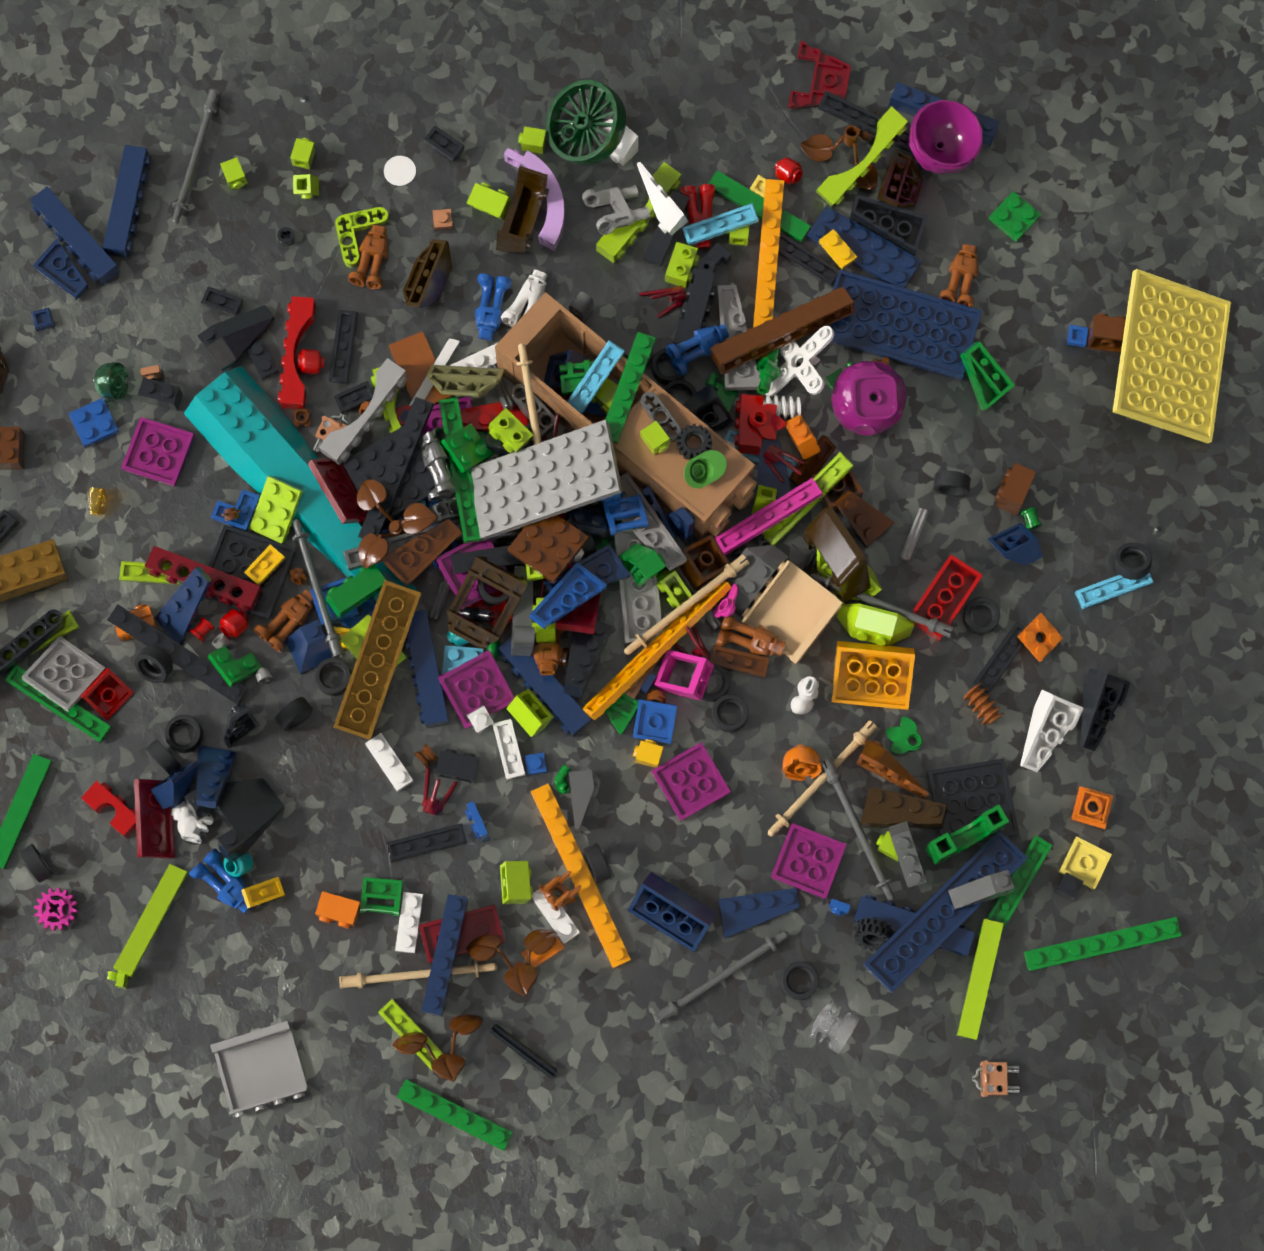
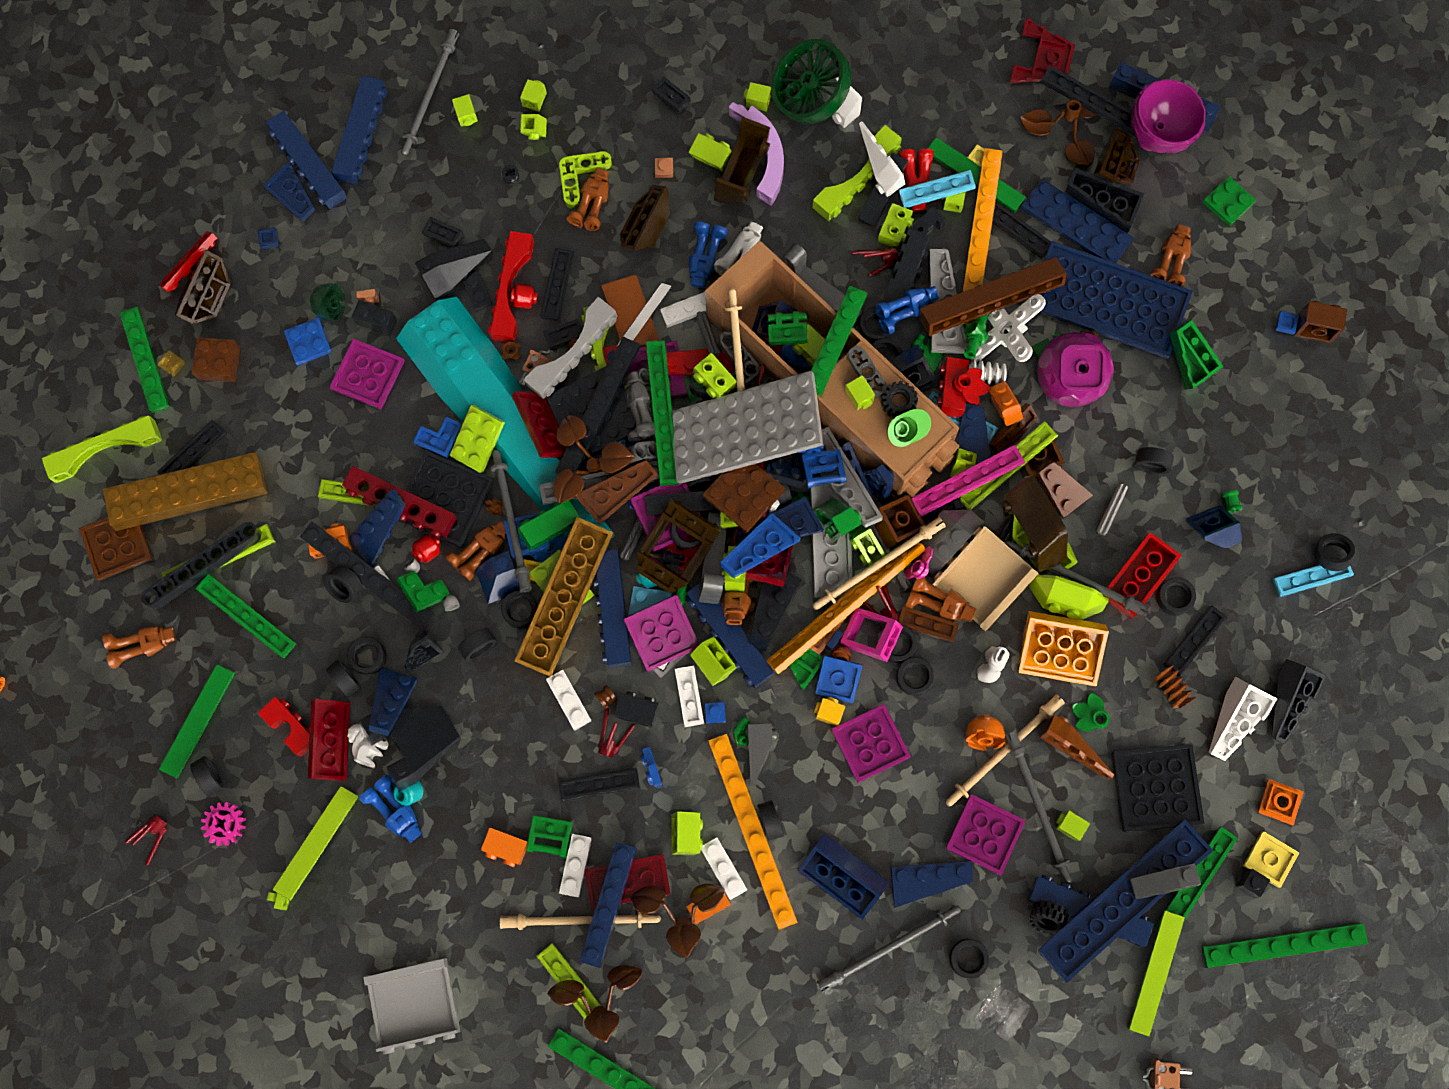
camera: 10 degrees right, 0 degrees up
(63, 673) = (253, 586): light grey plate -> none
(95, 500) = (302, 416): clear yellow cone -> none
(107, 694) = (294, 610): red slope -> none
(175, 787) = (352, 709): dark blue slope -> none
(202, 629) = (394, 552): red bush -> none
(231, 514) = (432, 440): reddish brown plate -> none
(262, 892) = (430, 823): yellow plate -> none
(264, 565) = (460, 493): yellow plate -> none
(399, 170) = (626, 118): white sticker -> none
(464, 380) = (673, 324): olive wedge -> none
(466, 448) = (669, 391): green plate -> none
(480, 719) = (662, 663): white plate -> none
(523, 1051) = (680, 1008): black axle -> none
(566, 895) = (736, 851): dark orange piece -> none
(595, 376) = (804, 327): medium azure tile -> none
(616, 197) = (836, 157): light grey connector -> none
(774, 454) = (978, 418): dark red plant -> none
(788, 170) = (1007, 141): red head -> none
(837, 249) = (1051, 221): yellow plate -> none
(838, 908) = (1014, 886): blue plate -> none
(887, 127) = (1109, 104): lime arch -> none
(890, 808) = (1081, 790): dark brown wedge -> none
(907, 854) = (1089, 837): dark grey arch -> none
(953, 843) = (1153, 822): green arch -> none
(1017, 483) = (1217, 470): reddish brown brick -> none
(1050, 637) = (1244, 626): orange piece -> none
(1171, 356) = (1384, 349): light yellow plate -> none

